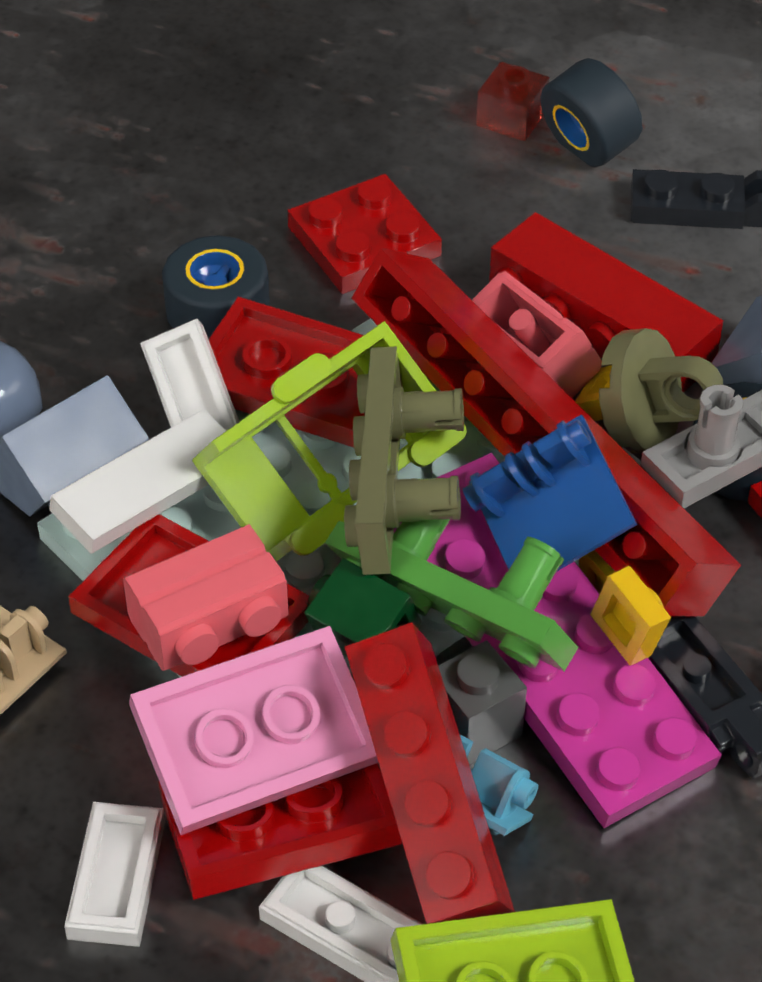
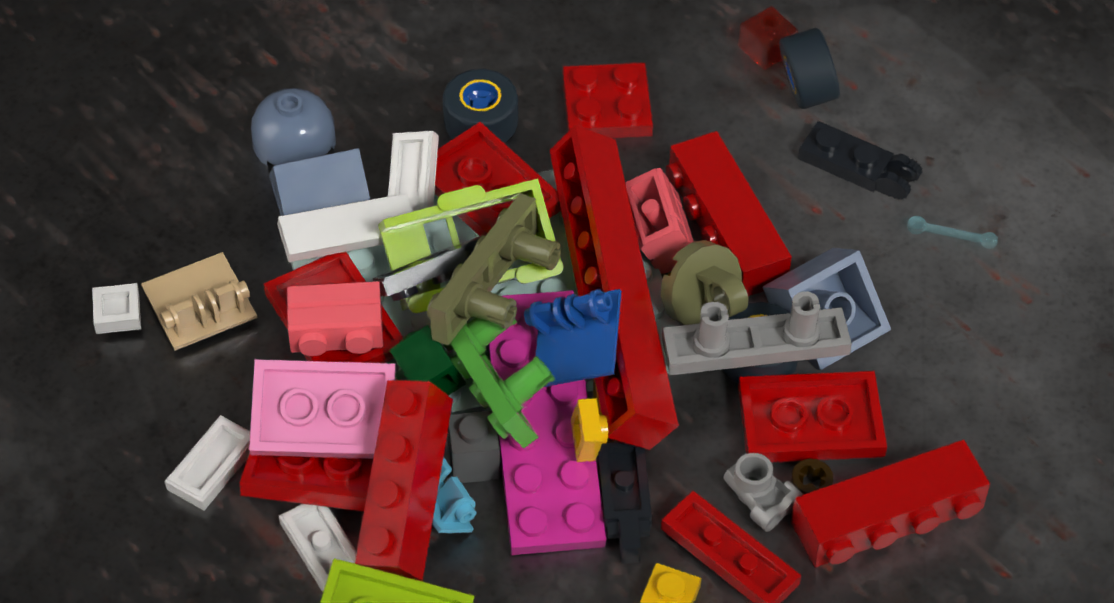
camera: 25 degrees right, 5 degrees up
(299, 486) = (438, 266): none -> hinge

